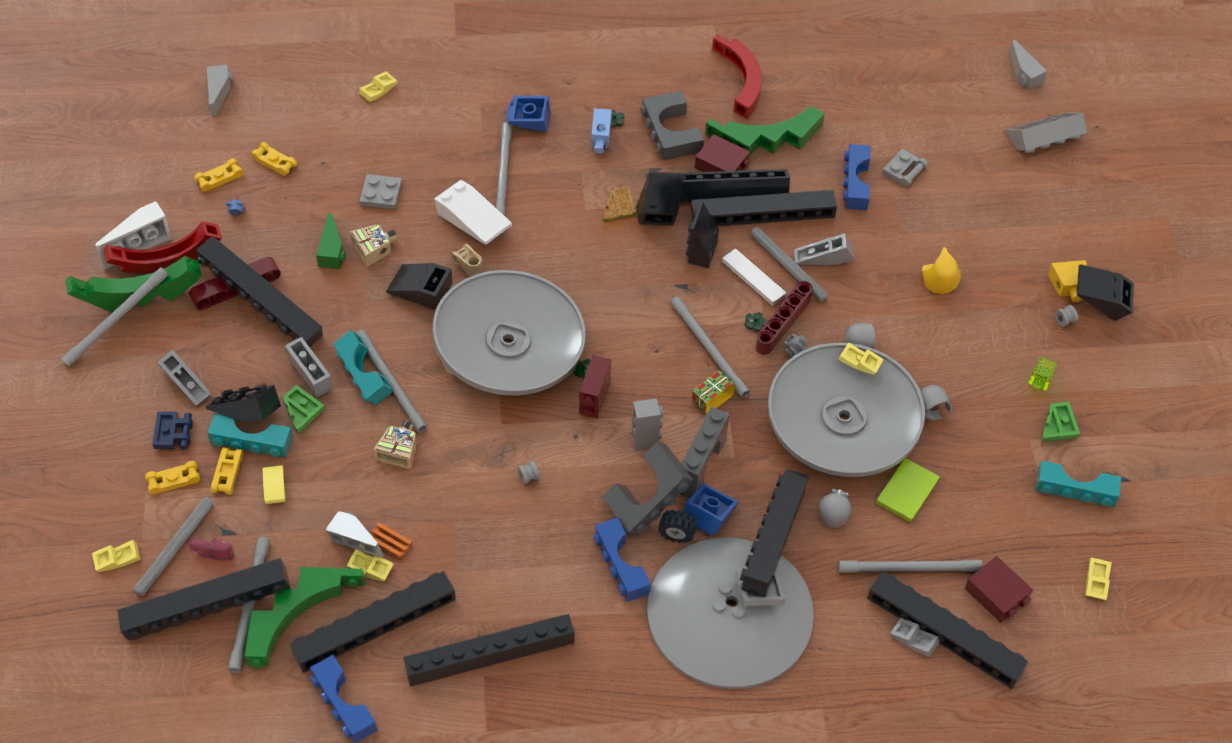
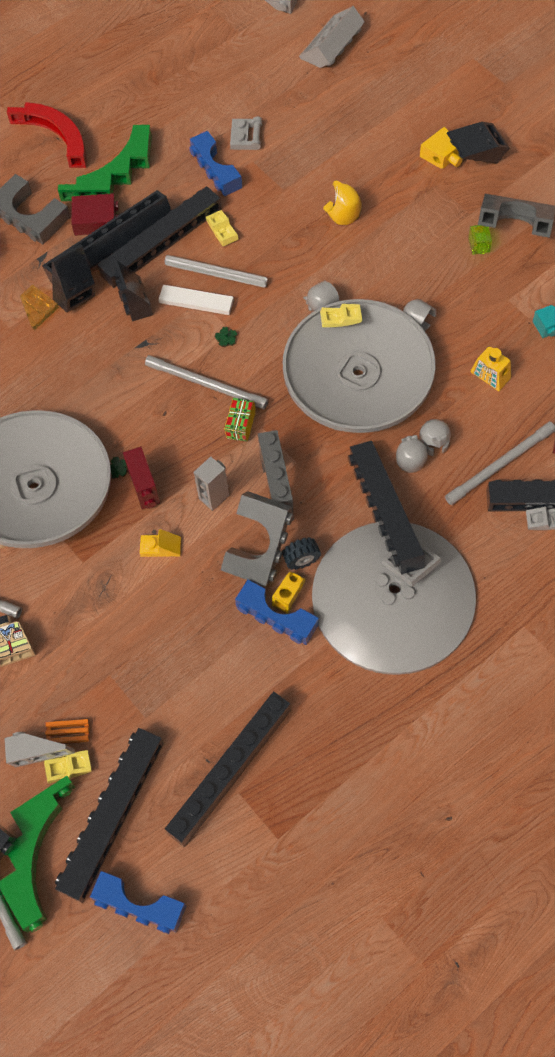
camera: 30 degrees left, 10 degrees up
(528, 472) = (141, 590): light grey wheel -> none
(572, 449) = (160, 545): none -> yellow slope
(644, 549) = (287, 592): none -> yellow leg
(710, 508) = (314, 520): blue slope -> none
(784, 317) = (248, 319): dark red beam -> none
(795, 344) = (275, 336): light grey gear -> none
(821, 228) = (221, 228): none -> light yellow slope
(825, 252) = (238, 243): light grey slope -> none
(868, 504) = (435, 433): none -> light grey helmet
(907, 490) = (452, 400): lime tile -> none
(964, 484) = (493, 368): none -> yellow torso
(1060, 423) = (522, 271): bright green wing -> none
(1066, 316) = (461, 181): light grey wheel -> none
(1112, 385) = (499, 207): none -> dark grey arch

